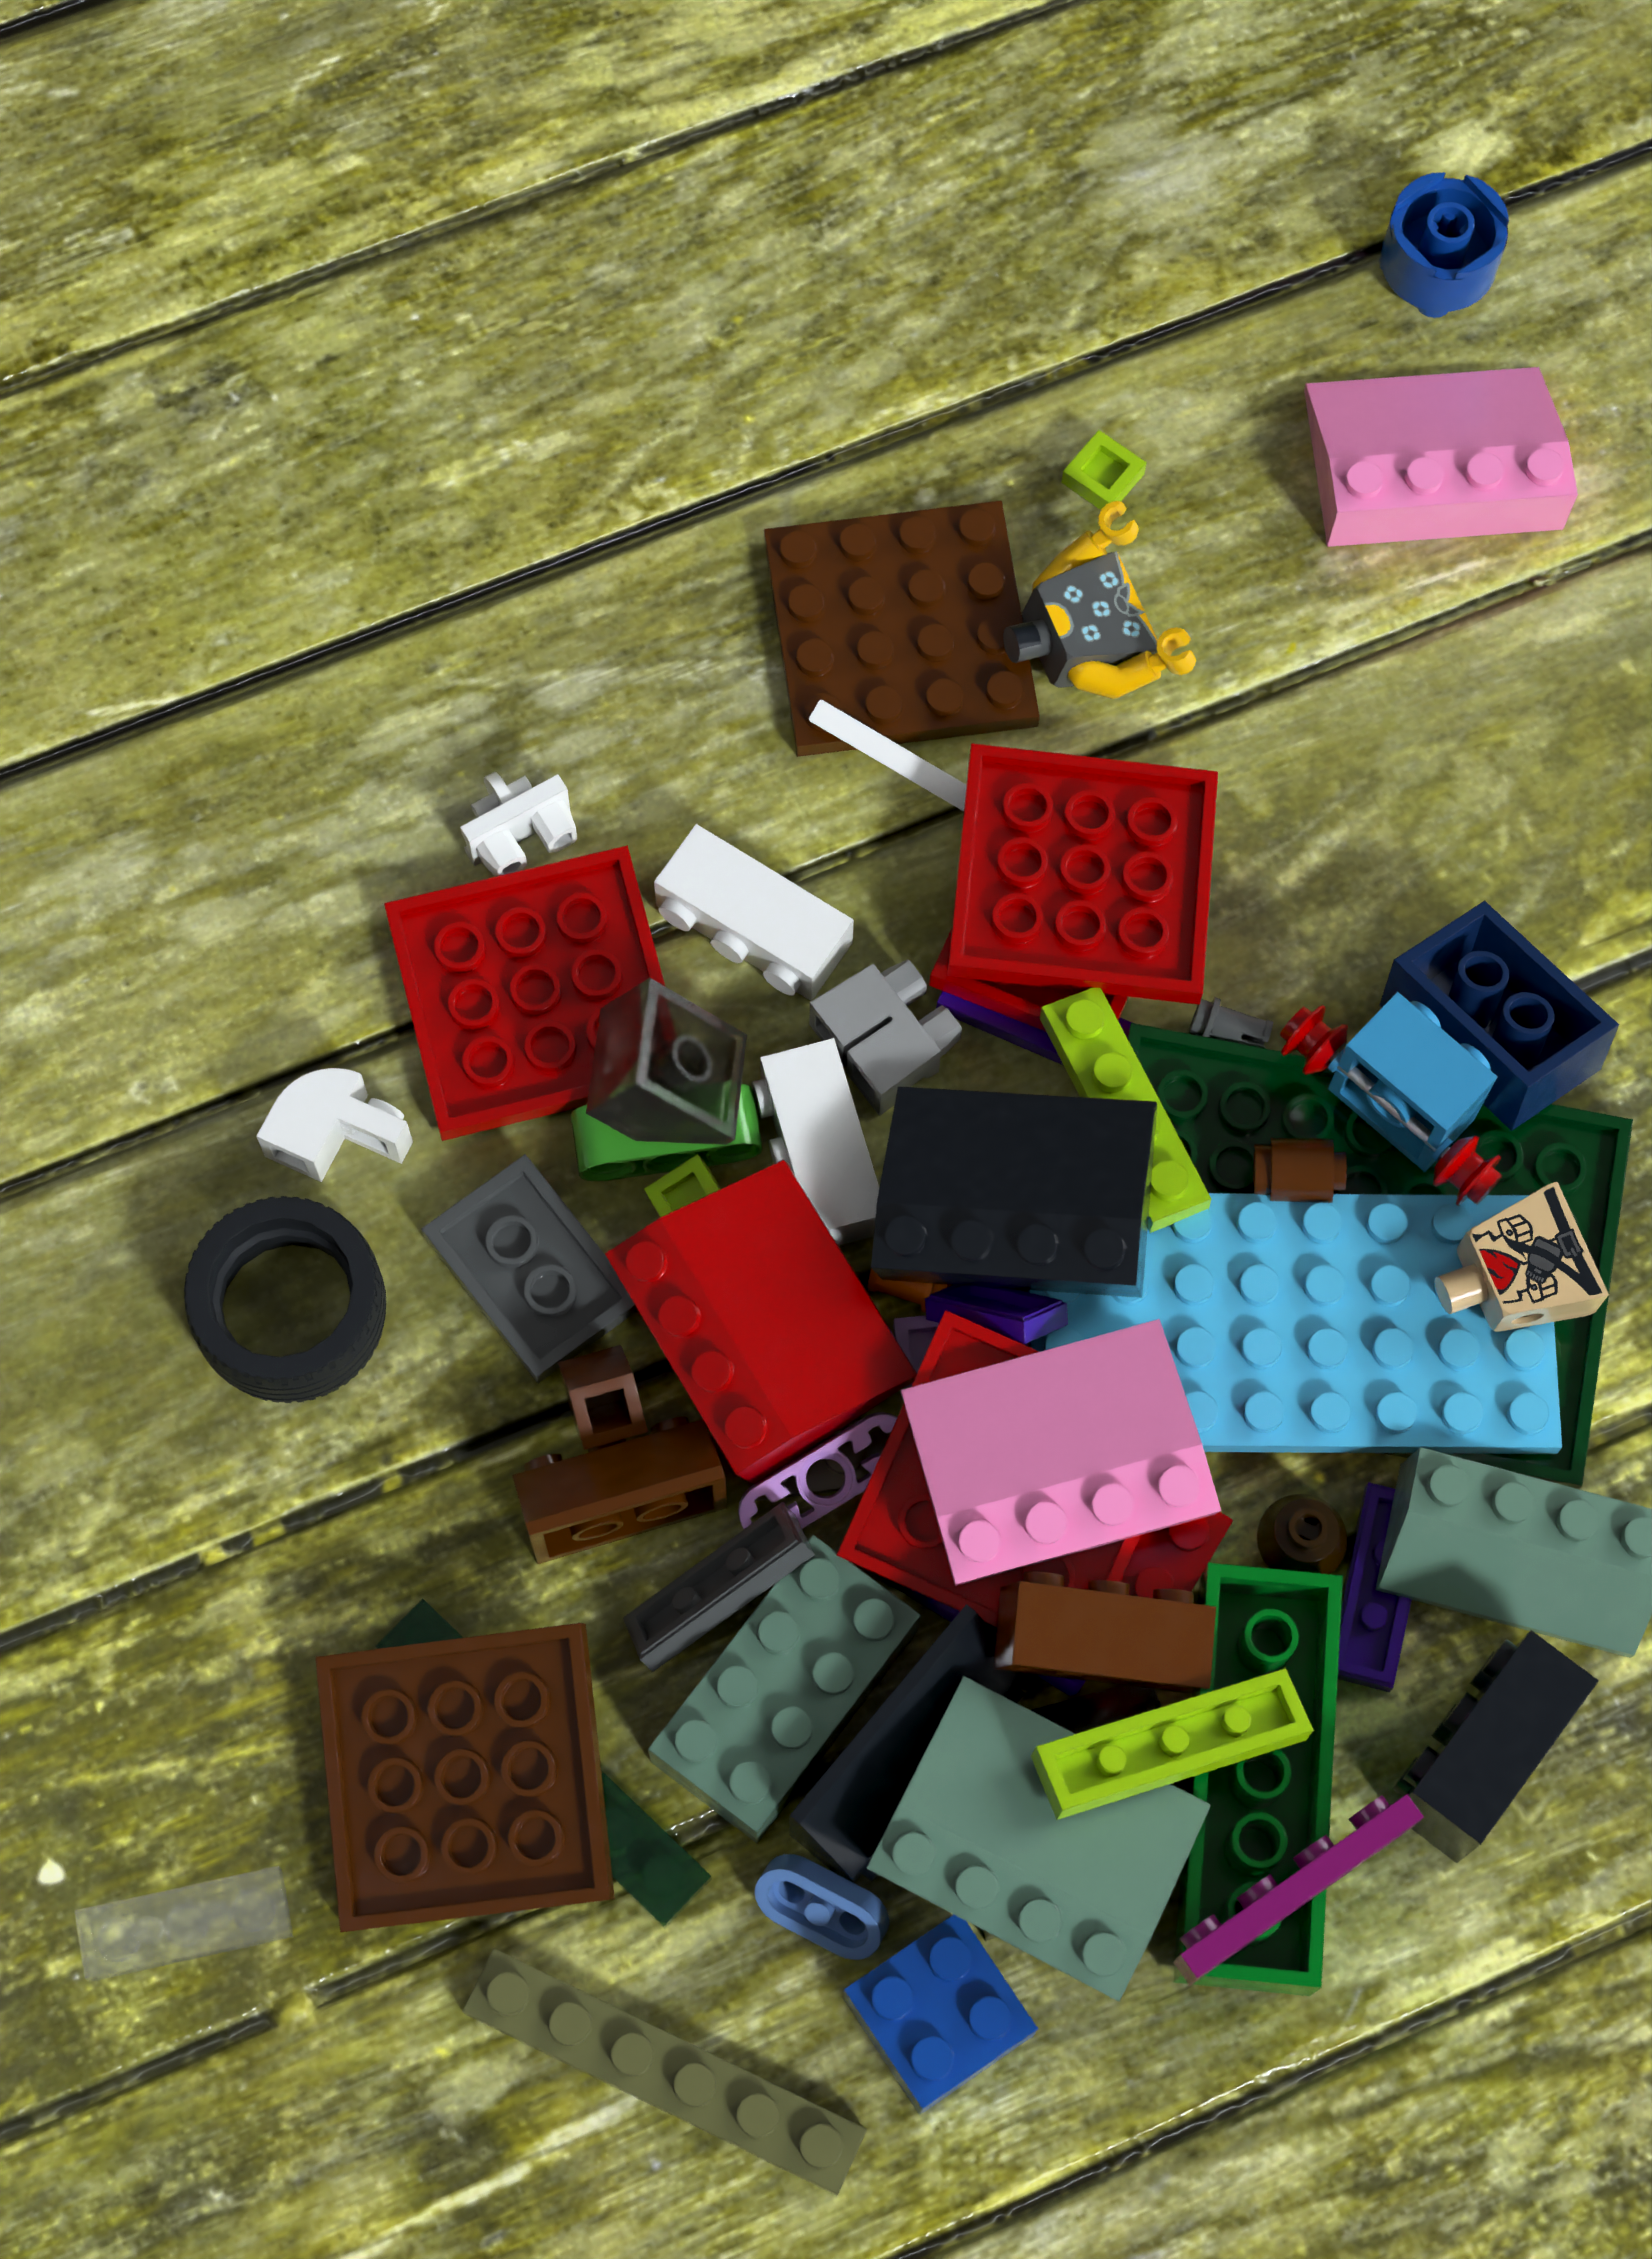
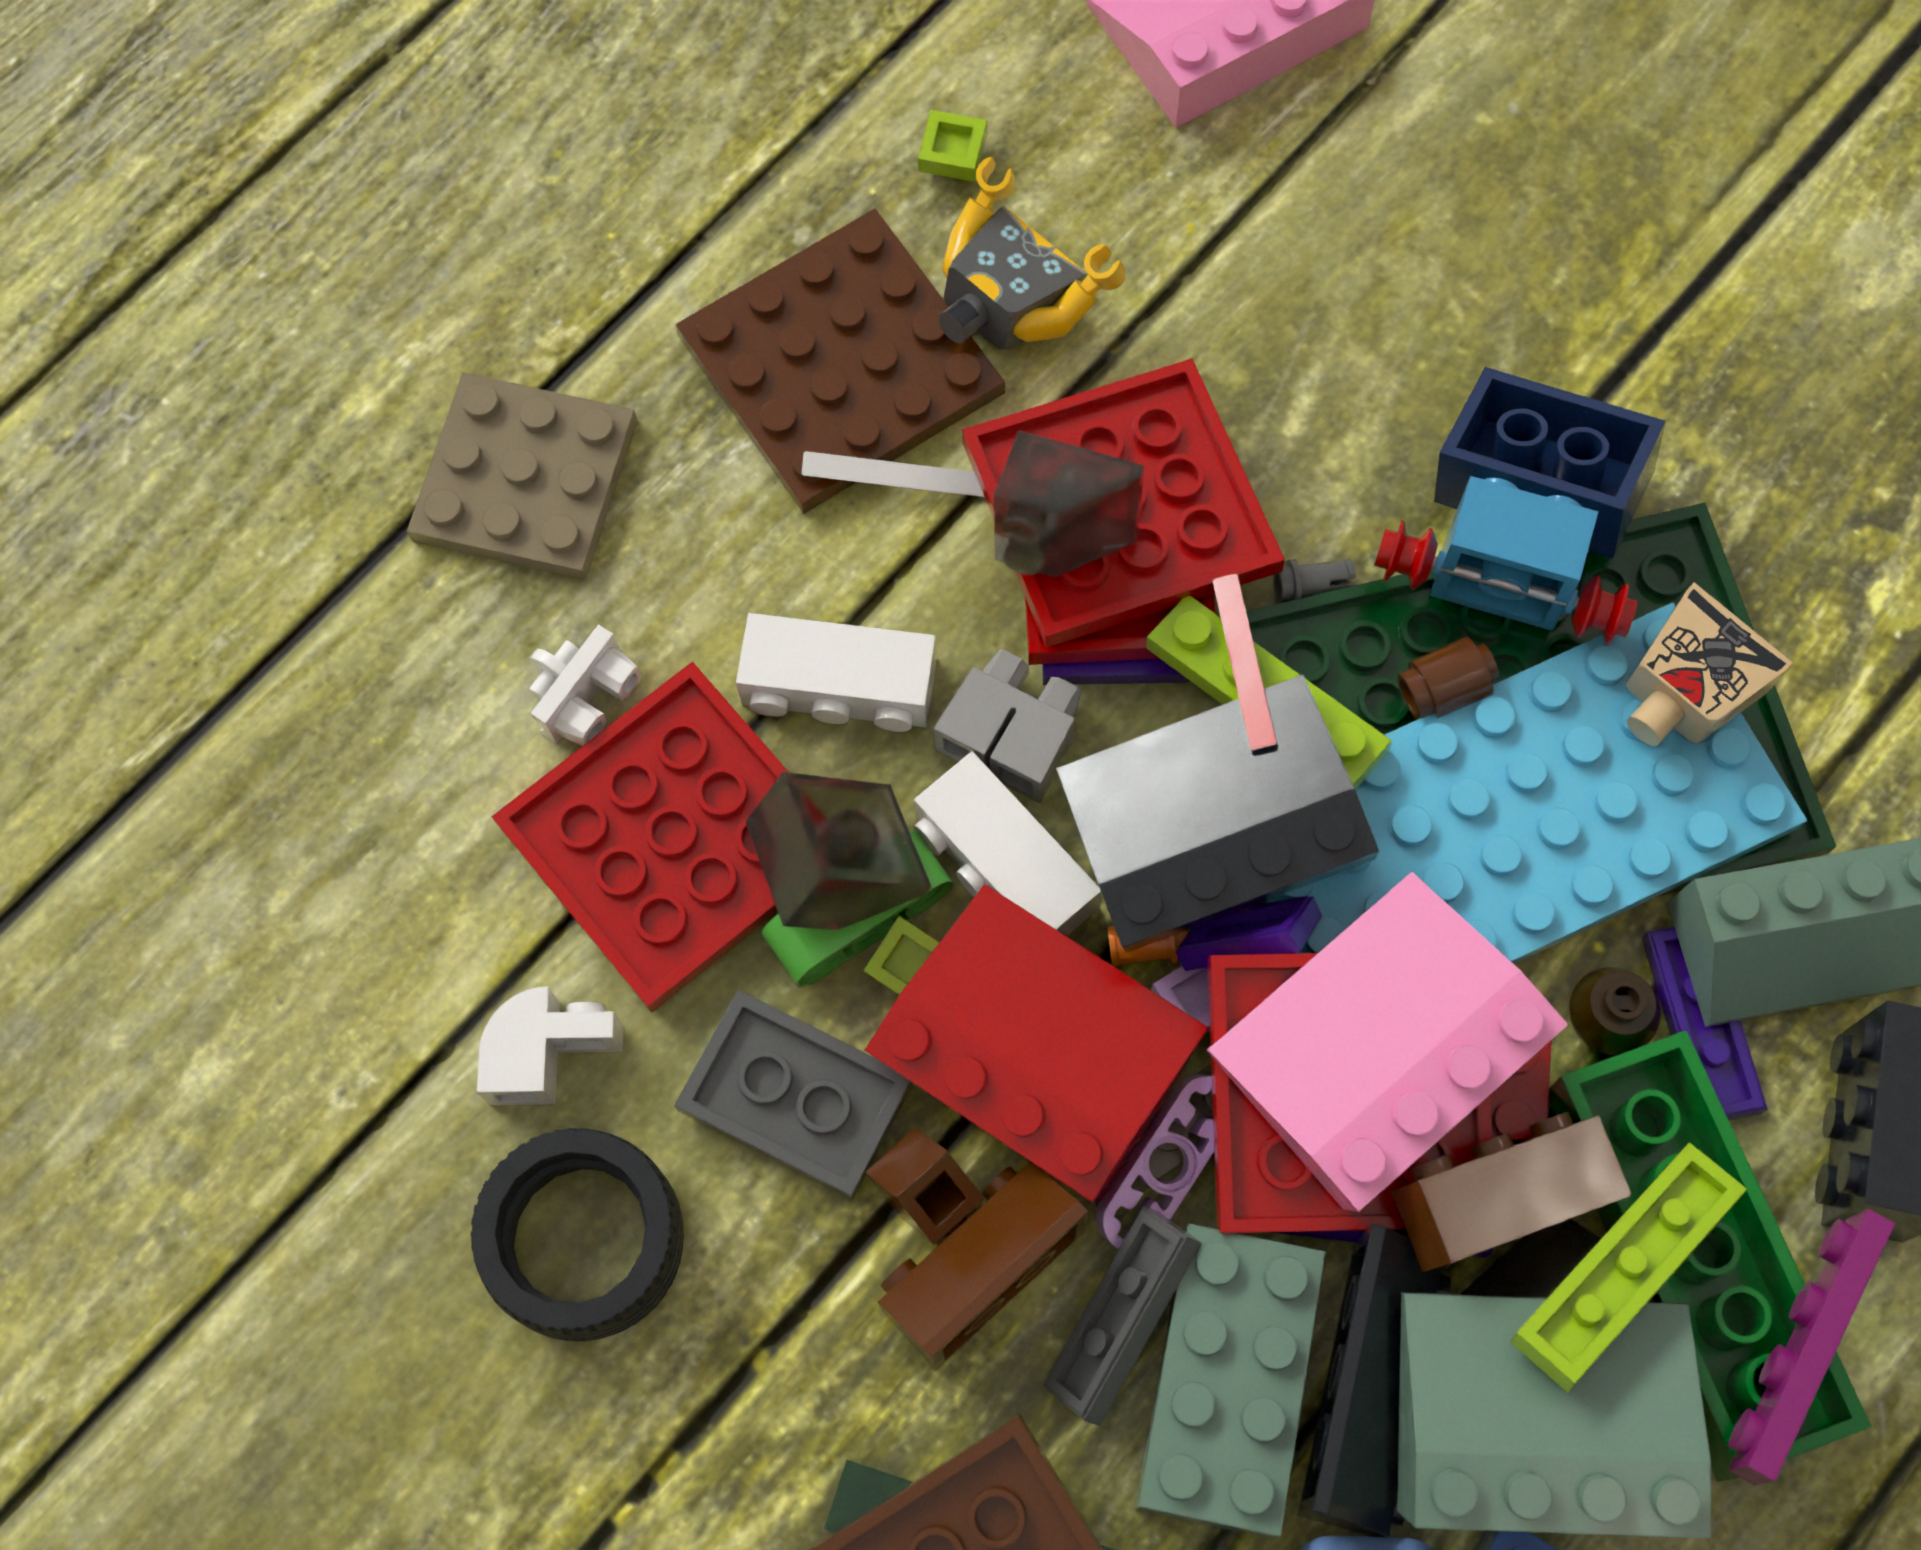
camera: 20 degrees left, 0 degrees up
(560, 608) = (523, 476): none -> dark tan plate
(1014, 854) = (1063, 506): none -> clear smoke slope
(1111, 1067) = (1244, 662): none -> sticker

